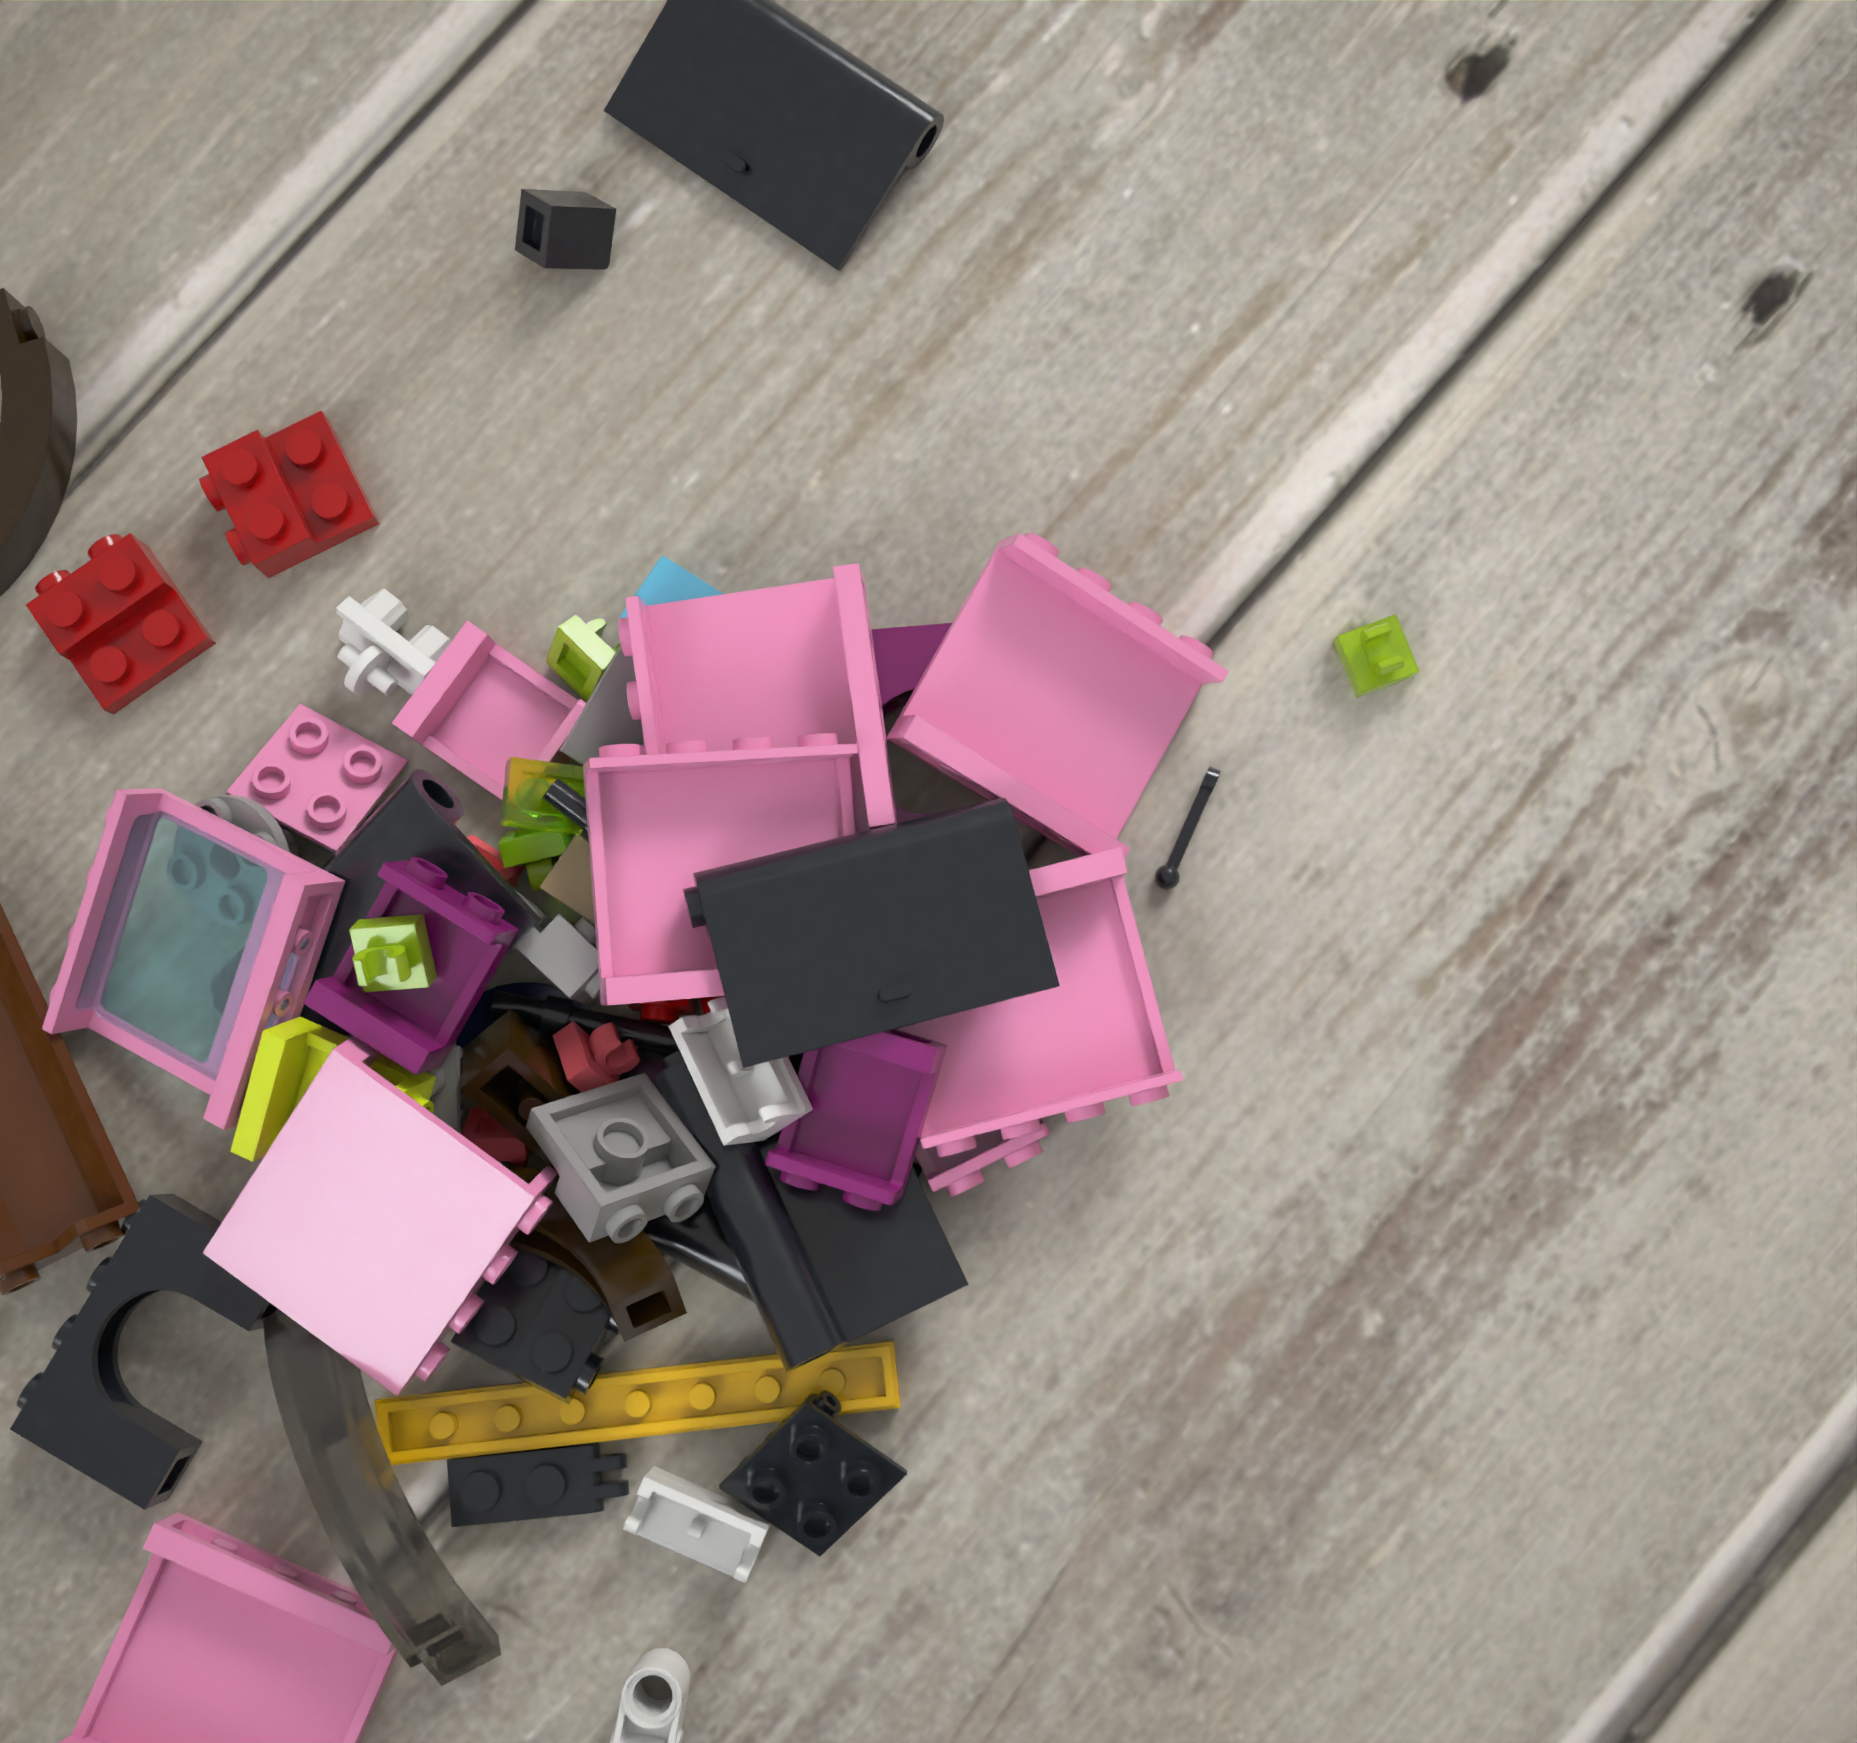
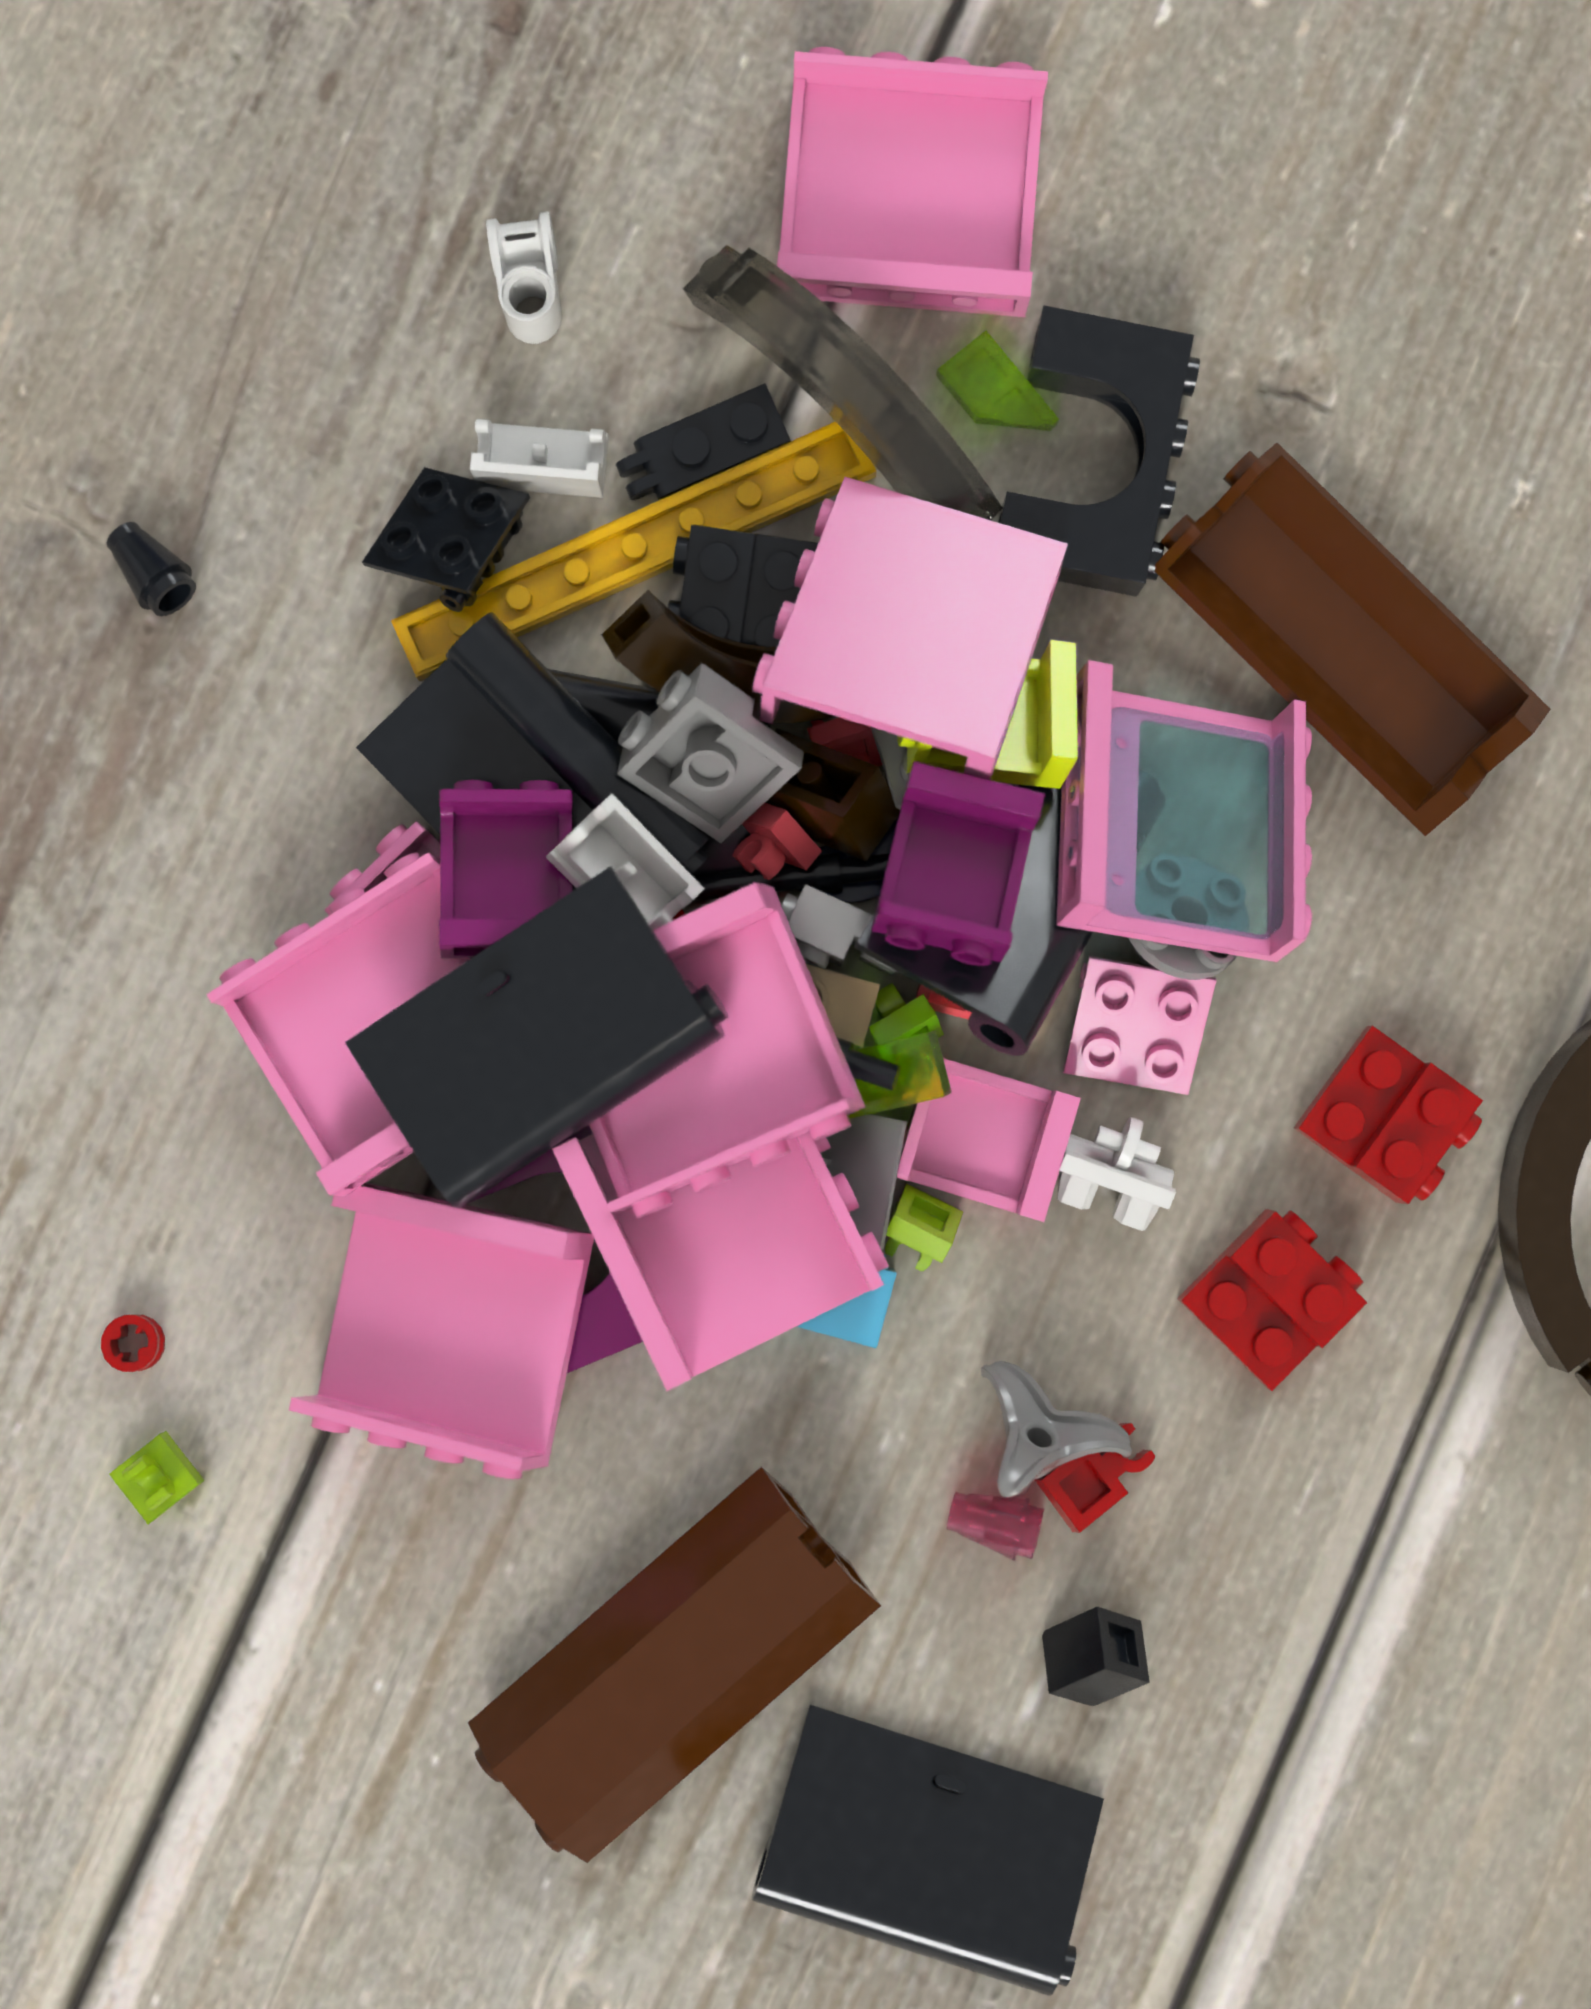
camera: 155 degrees right, 5 degrees up
(231, 1447) = (994, 388): none -> clear neon green tile
(392, 953) = (978, 868): lime tile -> none
(516, 385) = (1090, 1484): none -> red plate
(541, 431) = (1041, 1435): none -> light grey piece
(610, 371) = (997, 1522): none -> clear pink cone
(948, 335) = (670, 1667): none -> reddish brown panel
(1122, 1539) = (151, 570): none -> black cone
(1167, 875) = (294, 1195): black hinge -> none
(1351, 771) = (118, 1330): none -> red bush

